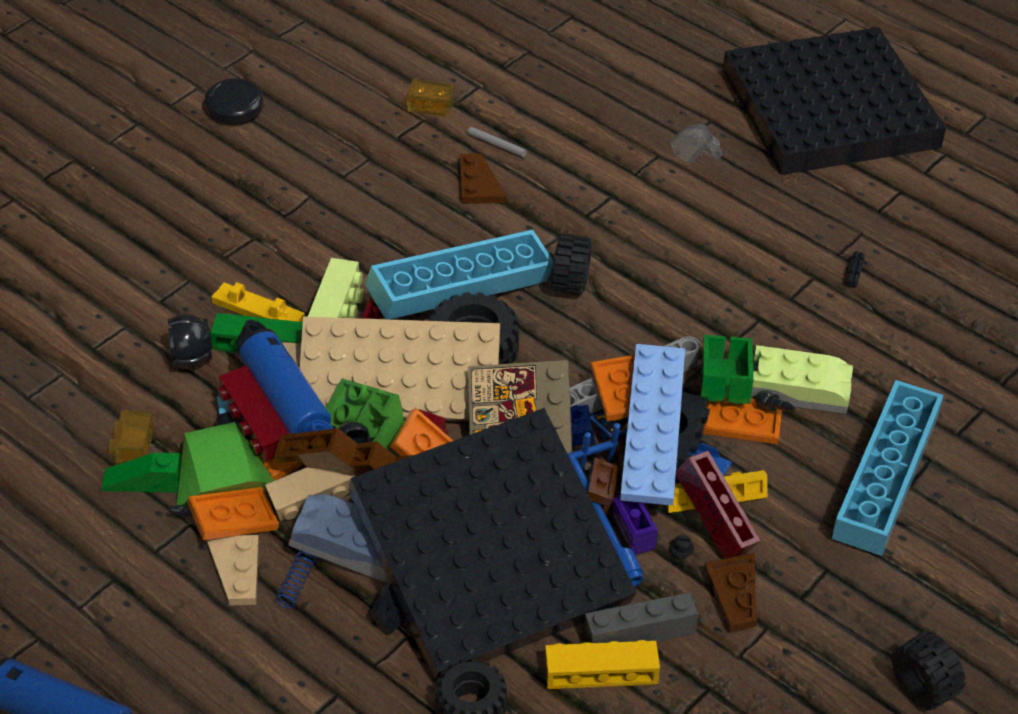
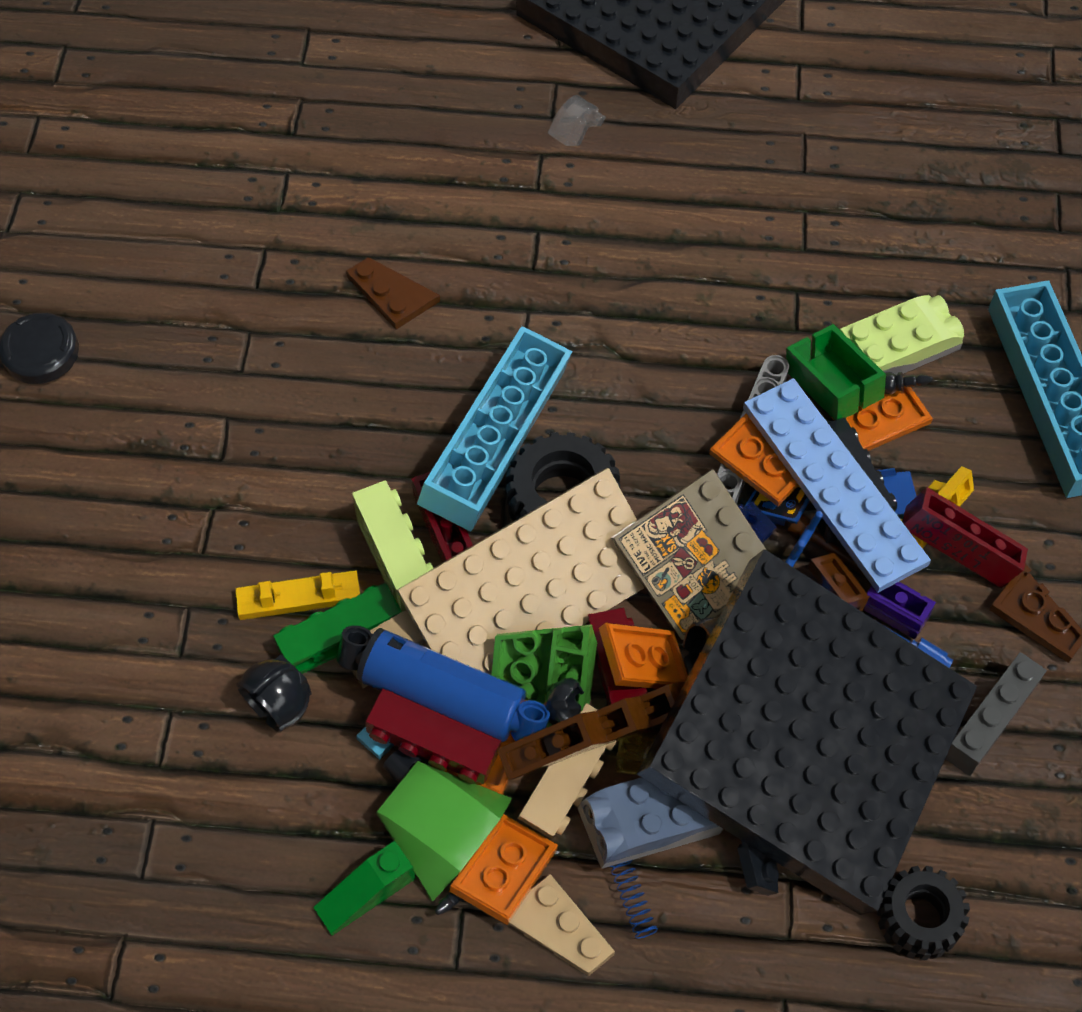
camera: 35 degrees left, 15 degrees up
(132, 435) = (314, 851): clear yellow brick -> none
(430, 98) = (255, 218): clear yellow brick -> none
(497, 142) = (368, 232): light grey bar -> none
(571, 264) = (592, 340): black tyre -> none
(601, 664) = (998, 784): yellow brick -> none
(682, 546) = (950, 599): black piece -> none
(855, 269) = (837, 180): black axle -> none

